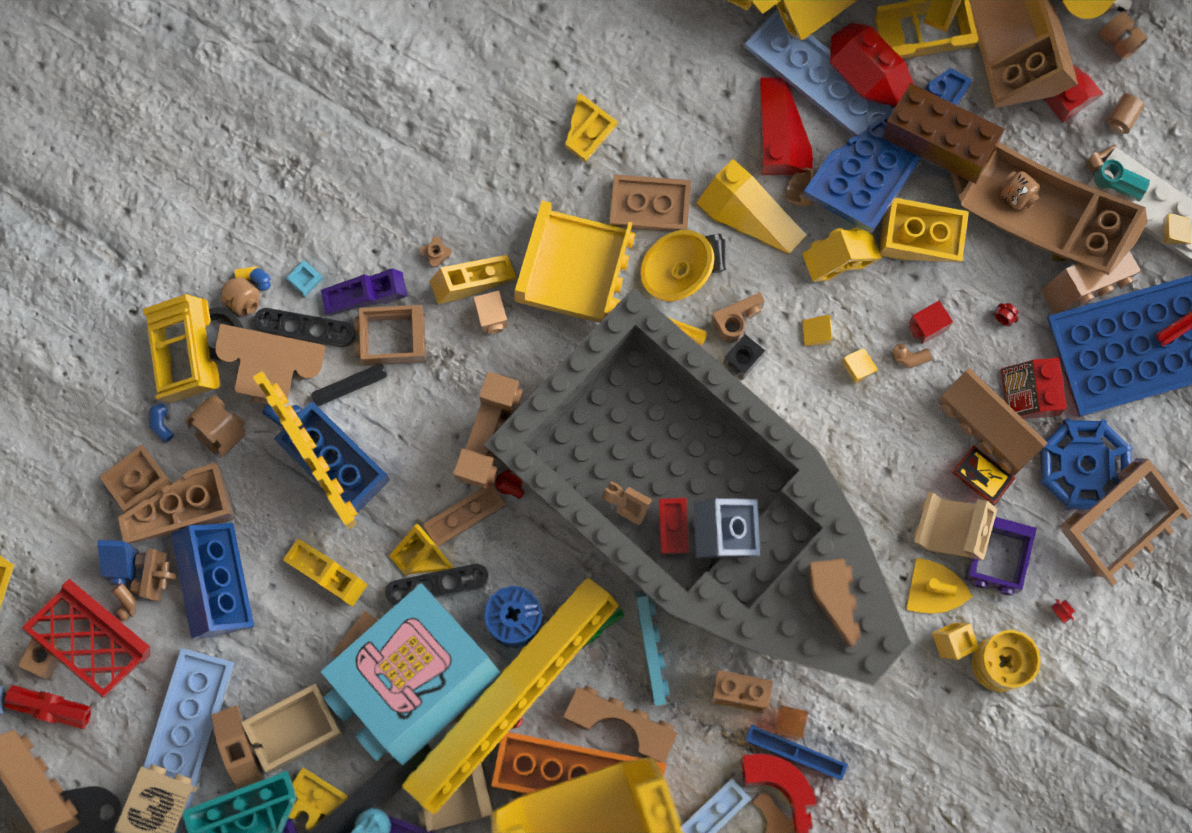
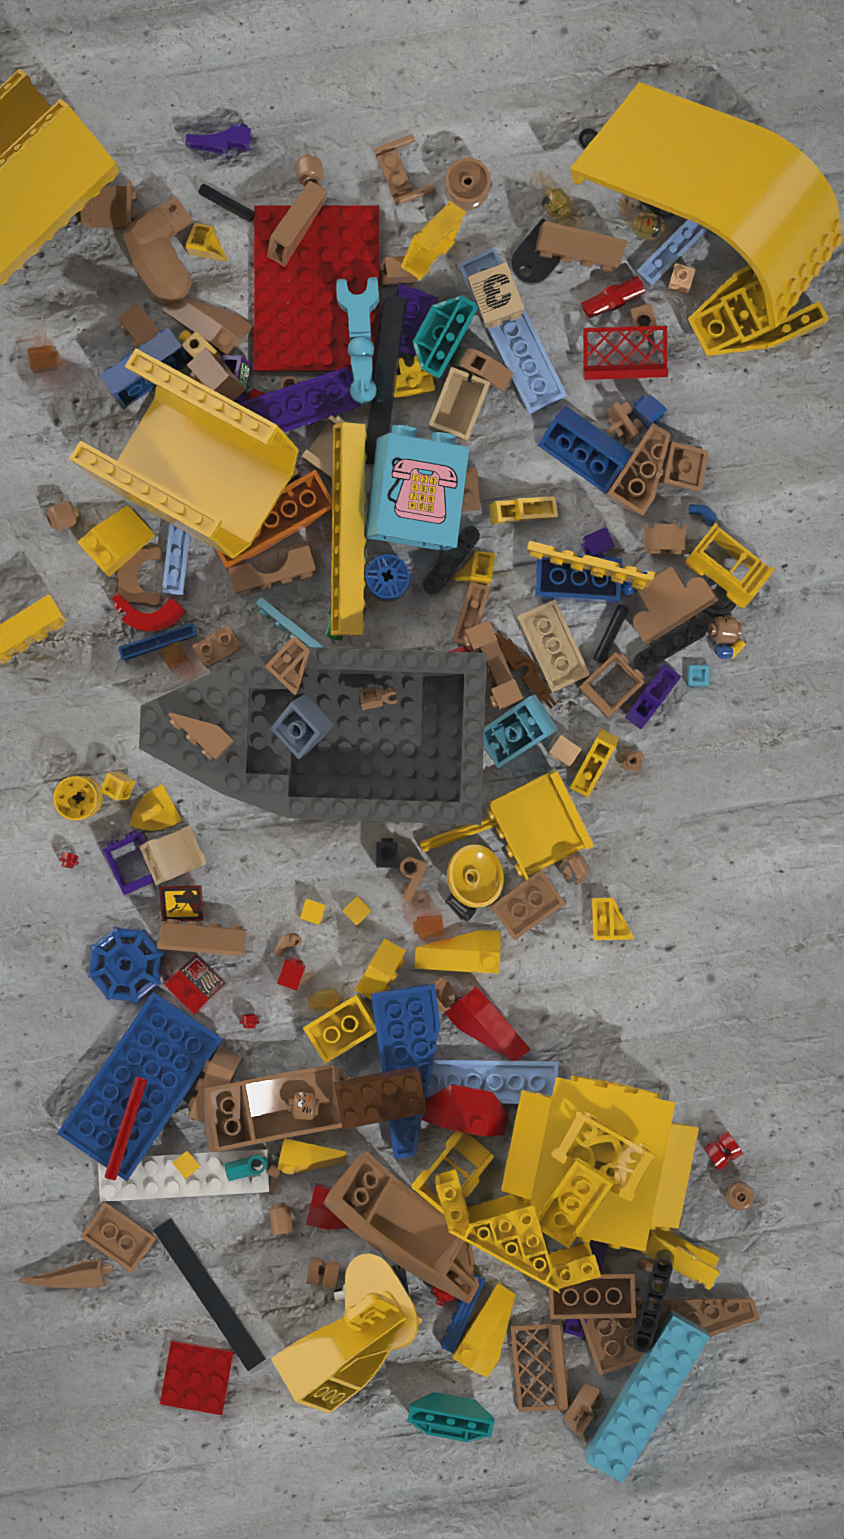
camera: 140 degrees right, 10 degrees up
(127, 601) = (625, 395): medium nougat arm -> none
(283, 478) = (597, 543): none -> dark purple brick
(413, 419) = (553, 646): none -> tan plate
(460, 407) = (531, 678): none -> reddish brown piece
(515, 355) = (517, 730): none -> medium azure brick
(578, 198) = (574, 869): none -> medium nougat head
(673, 526) = (337, 706): red plate -> none
(688, 593) = (290, 664): none -> medium nougat wing
(759, 258) = (429, 926): none -> clear orange brick
(918, 274) = (323, 999): none -> clear yellow brick
(1060, 151) = (304, 1157): none -> yellow slope
(1129, 477) = (92, 977): medium nougat hinge -> none

